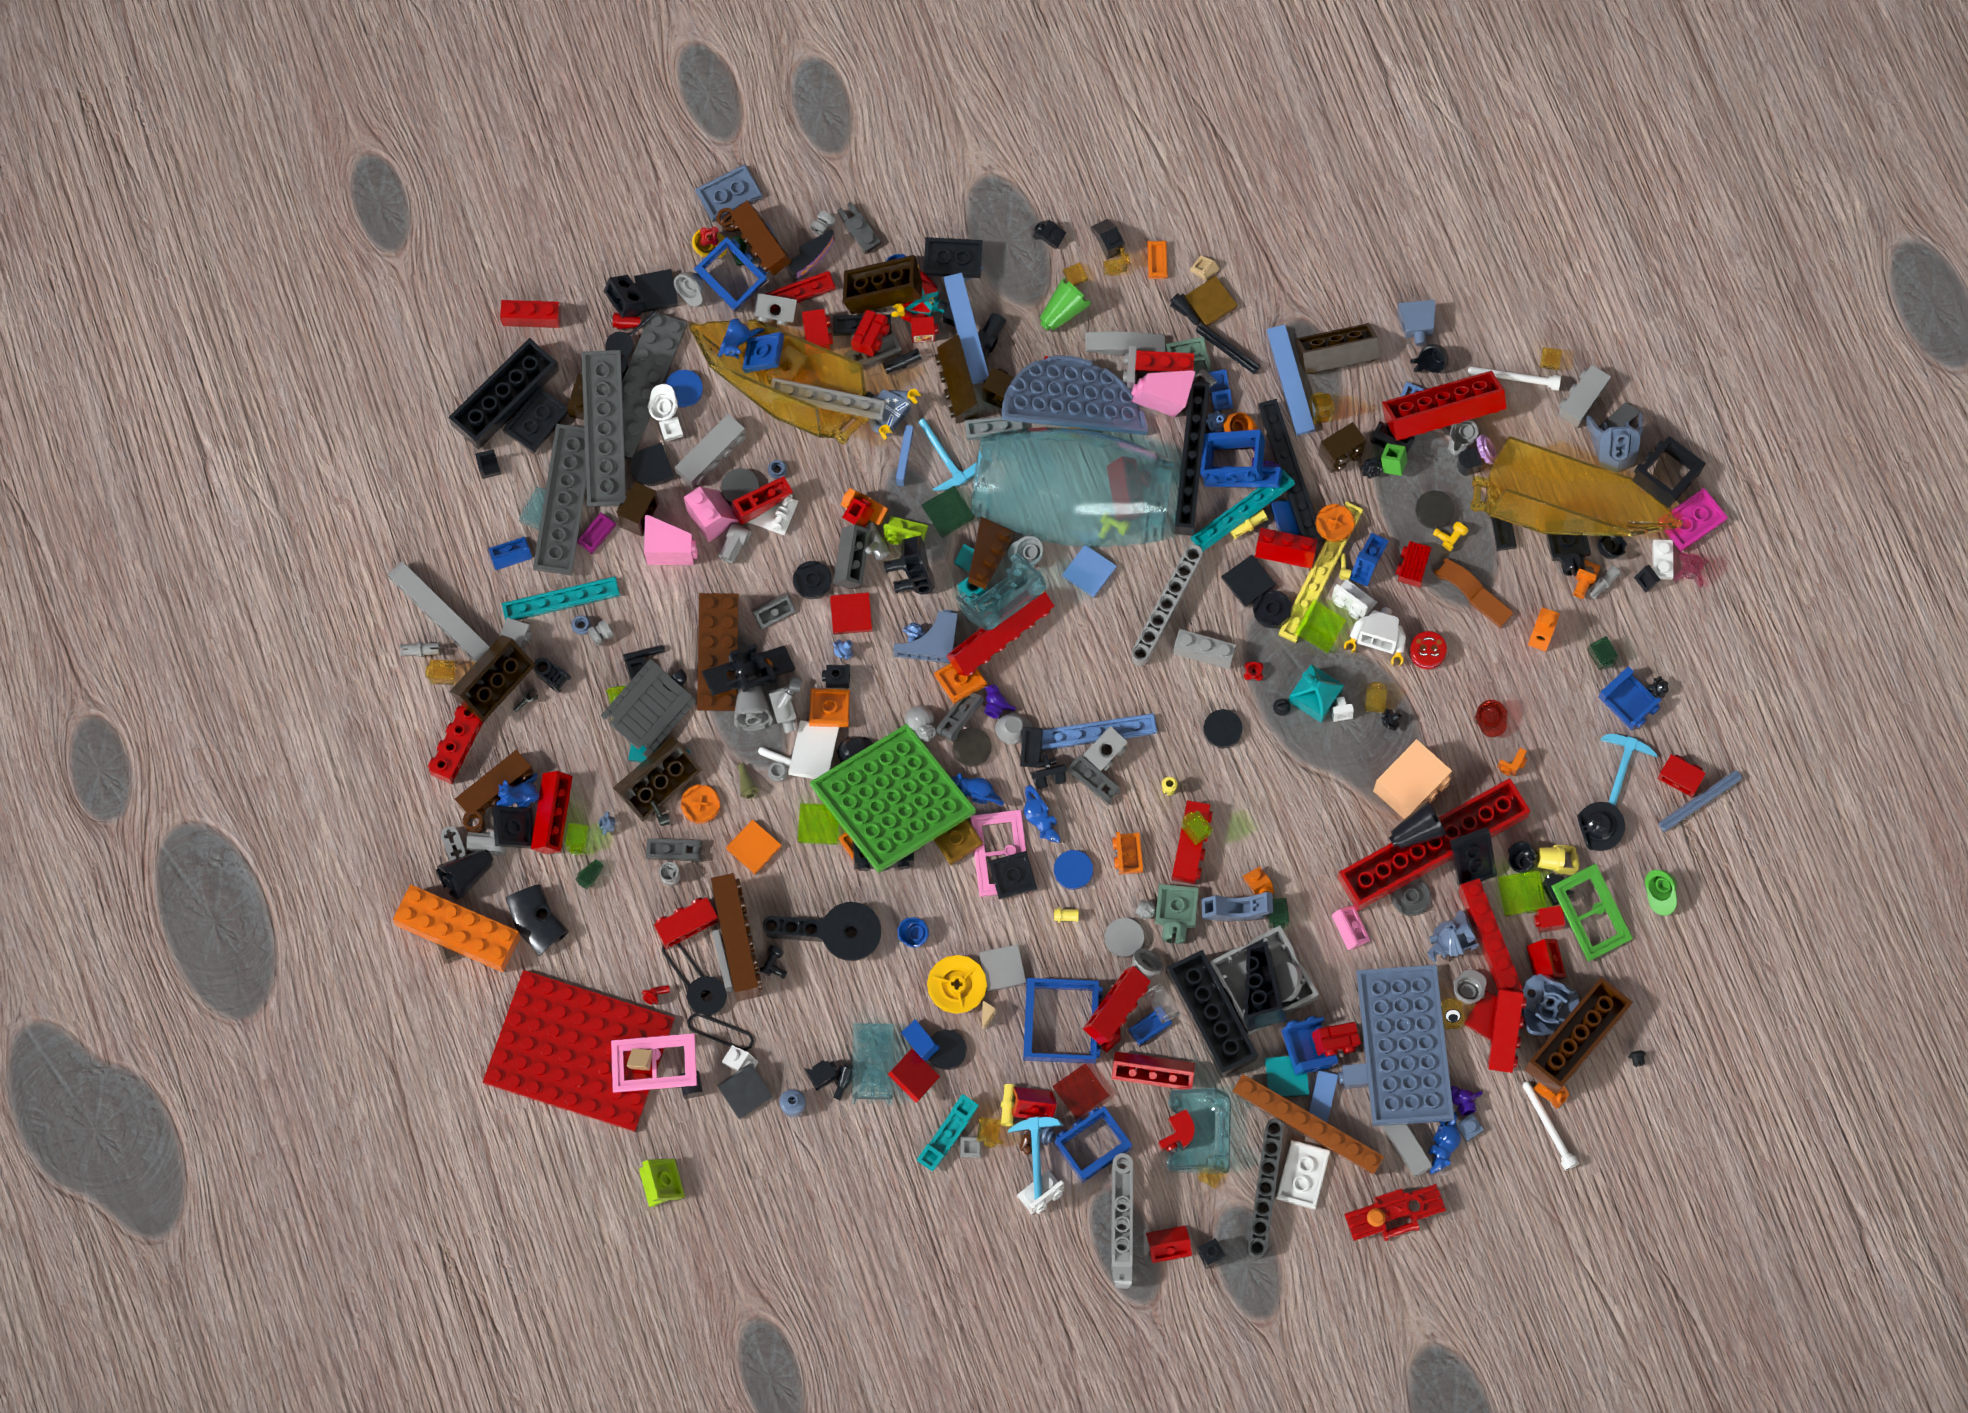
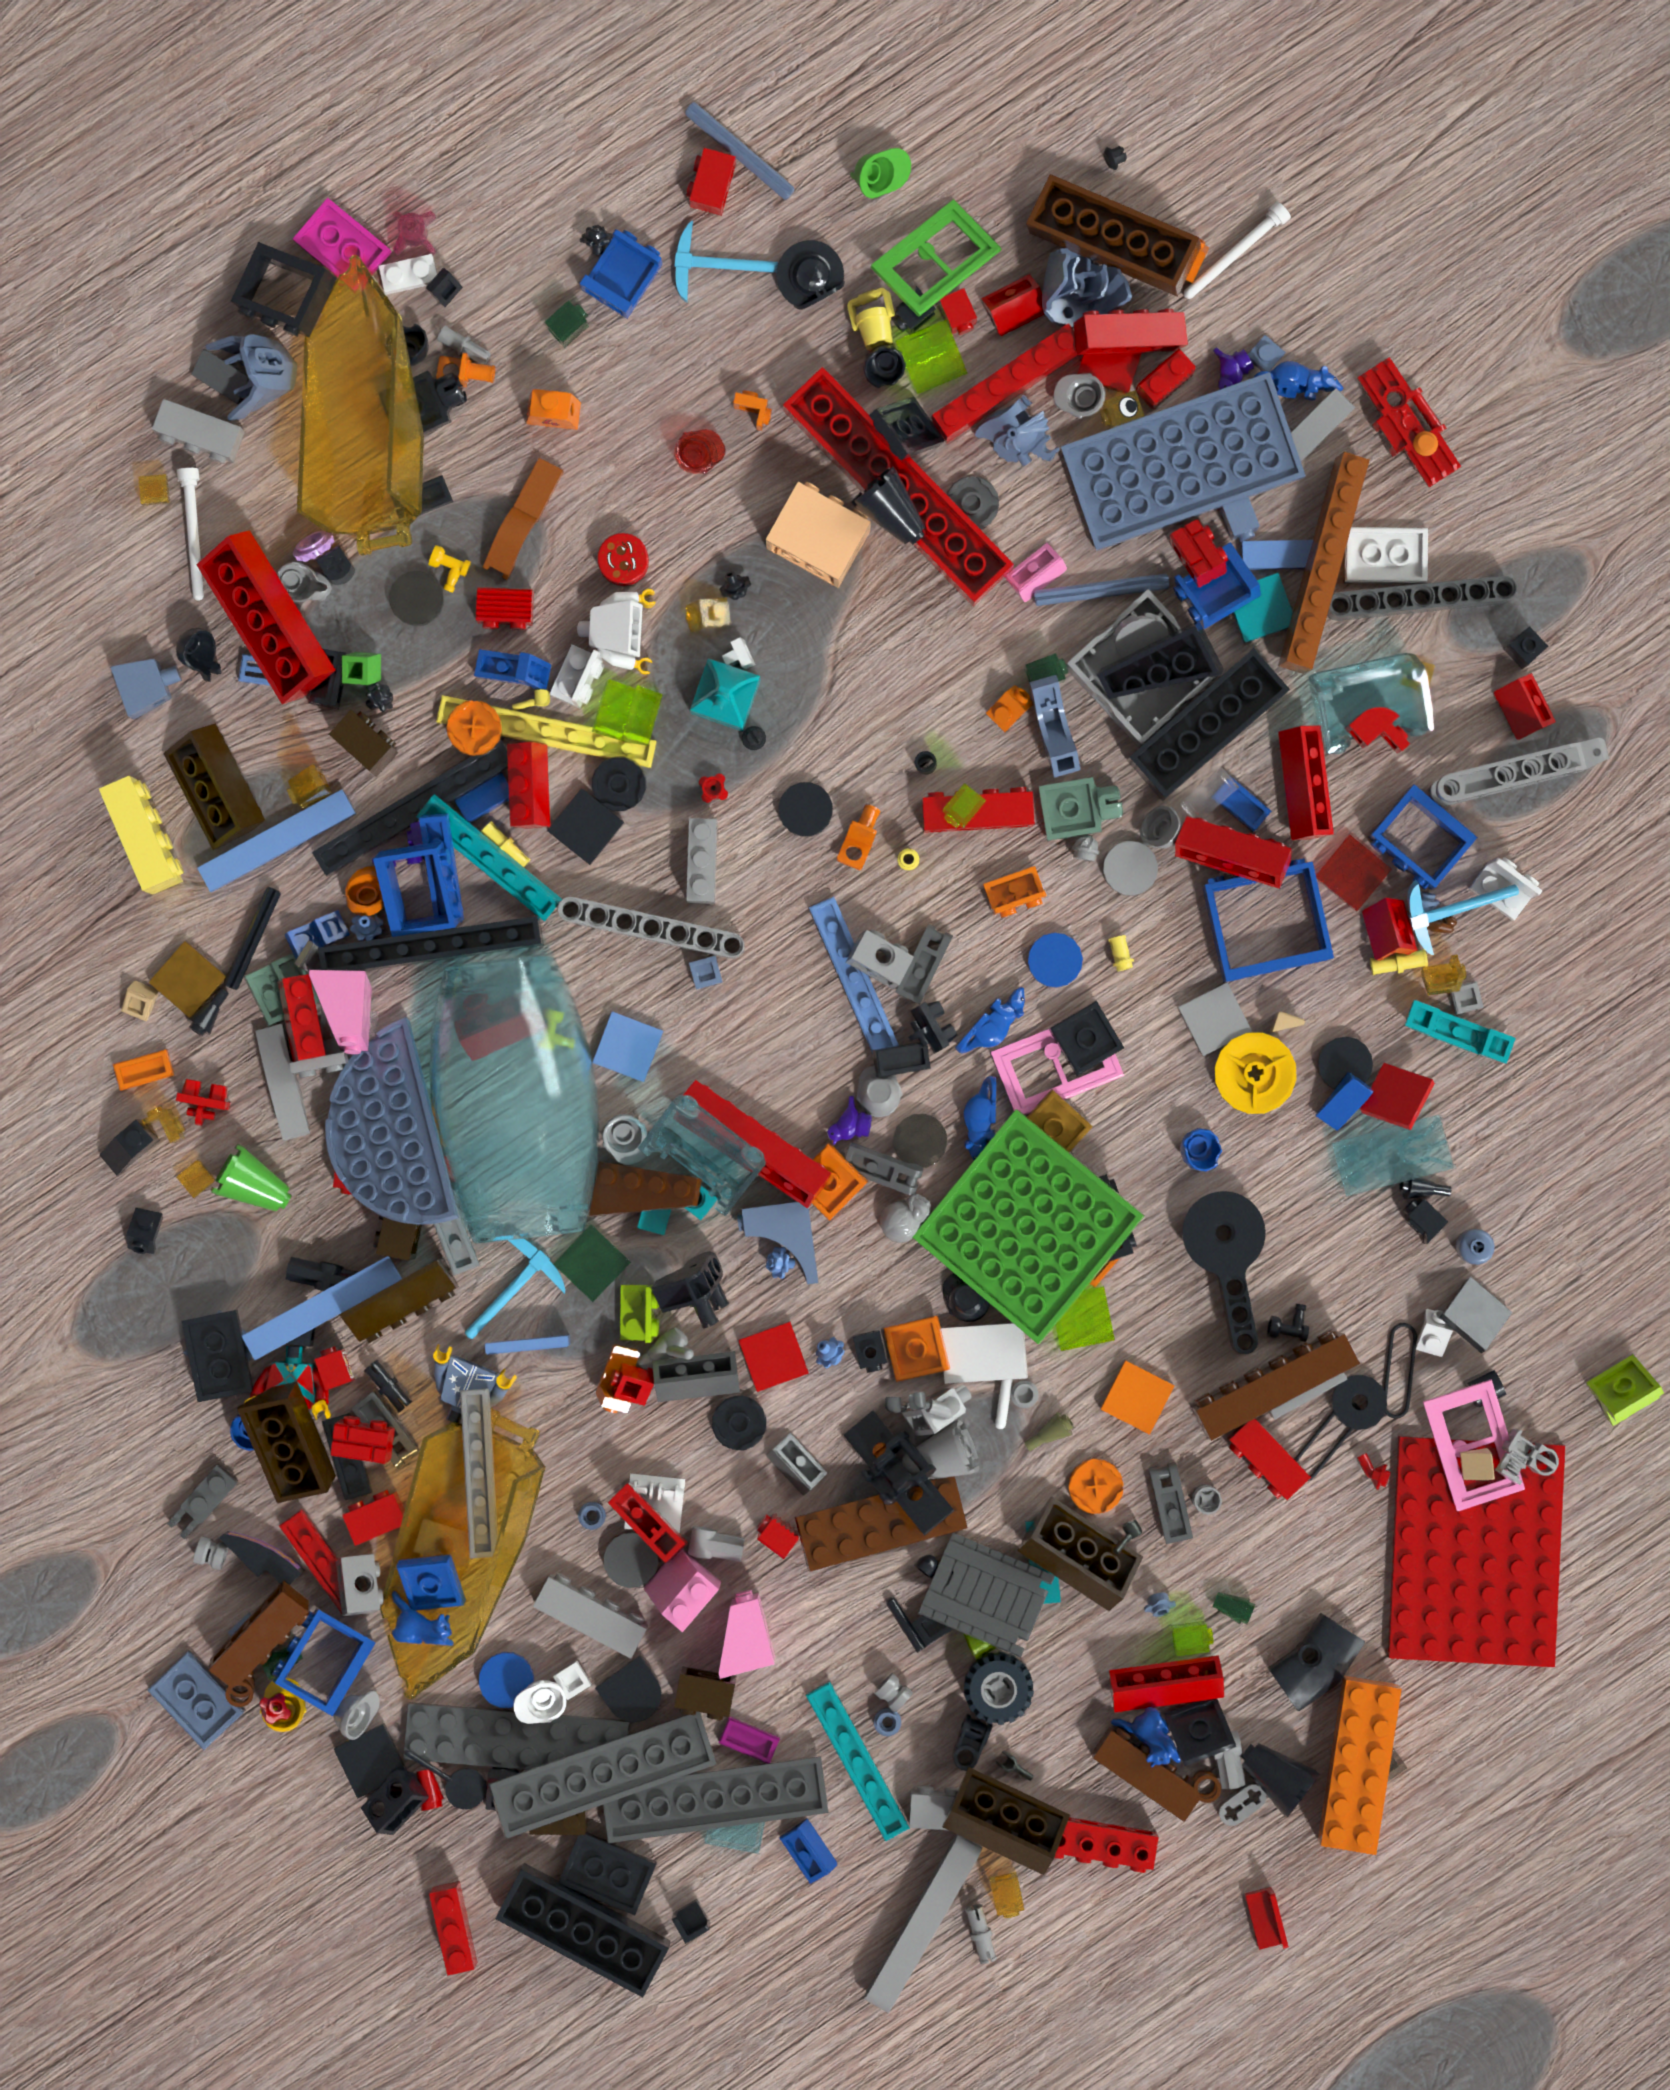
camera: 105 degrees left, 15 degrees up
(370, 840) = (1266, 1918): none -> red panel
(582, 701) = (998, 1688): none -> black wheel
(637, 1090) = (1519, 1457): none -> light grey piece
(729, 579) = (777, 1535): none -> red brick
(1124, 298) = (191, 1095): none -> red hips
(1126, 633) = (705, 972): none -> sand blue plate
(1194, 759) = (861, 836): none -> orange bracket
(1237, 815) = (922, 759): none -> black hinge
(1315, 292) = (141, 834): none -> light yellow brick
(1327, 968) = (1101, 589): none -> sand blue axle
(1467, 1050) = (1165, 379): none -> red brick

